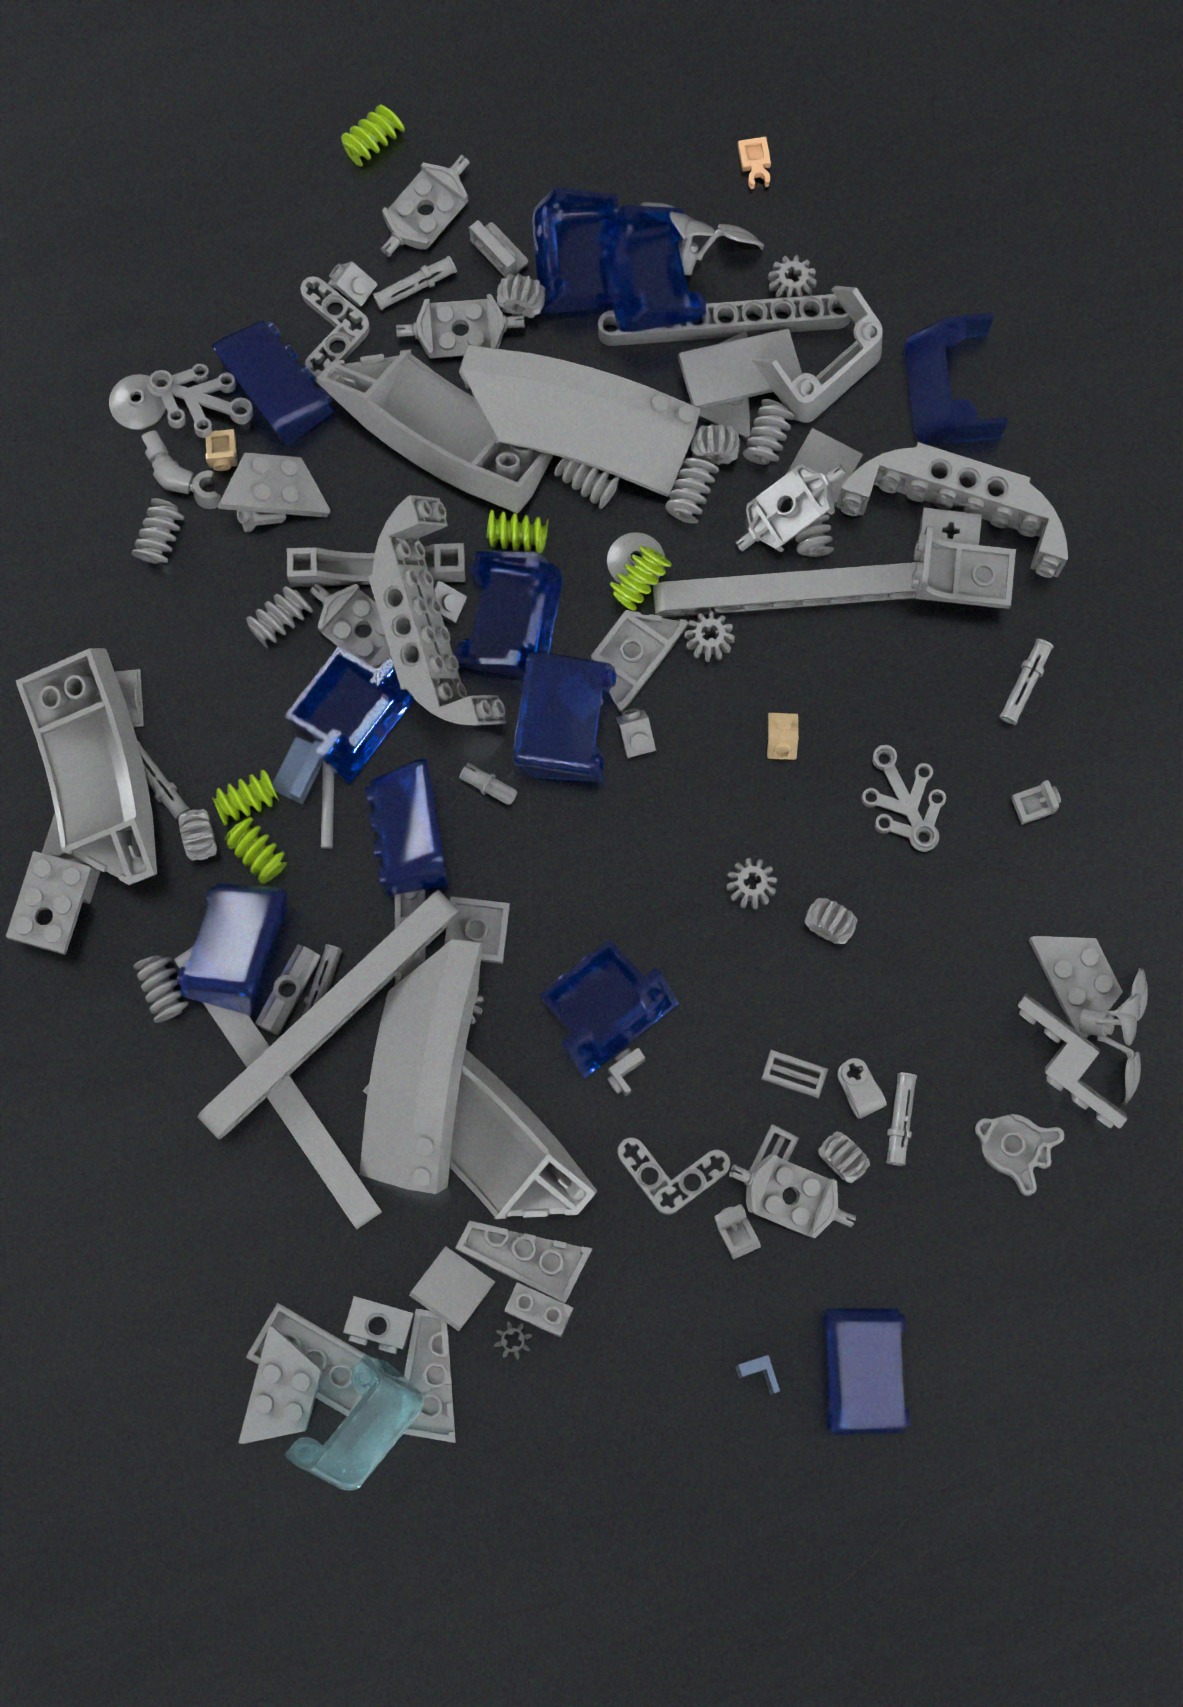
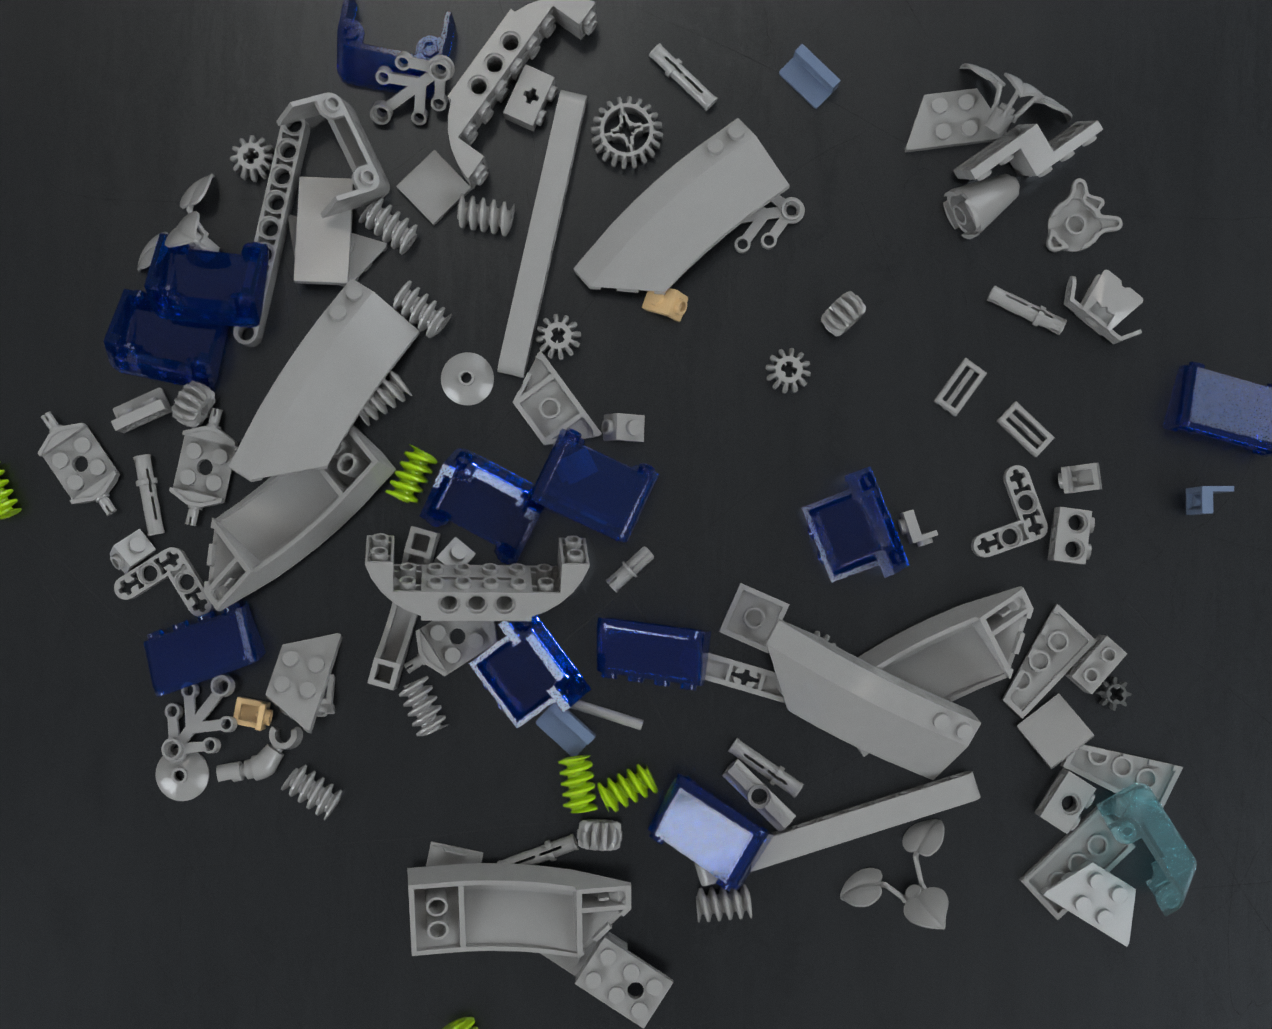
camera: 70 degrees left, 10 degrees up
(225, 1192) = (922, 905): none -> light grey plant
(328, 1015) = (795, 767): light grey beam -> none
(639, 576) = (488, 380): lime piece -> none
(669, 1233) = (1062, 534): none -> light grey brick
(715, 444) = (387, 275): light grey gear -> none
(754, 158) = (127, 153): light nougat plate -> none
(811, 500) = (467, 207): light grey plate -> none
(815, 1196) = (1079, 409): light grey plate -> none
(844, 1157) = (1047, 368): light grey gear -> none
(864, 1093) = (994, 335): light grey piece -> none
(881, 722) = (684, 214): none -> light grey slope
(920, 411) = (414, 86): none -> light grey plant
(933, 1200) = (1104, 305): none -> light grey piece
(941, 629) = (622, 110): none -> light grey gear
(962, 572) = (575, 97): light grey bracket -> none
(1000, 1032) = (979, 203): none -> light grey cone
(1036, 802) = (792, 104): light grey bracket -> none
(1073, 812) = (809, 77): none -> sand blue panel

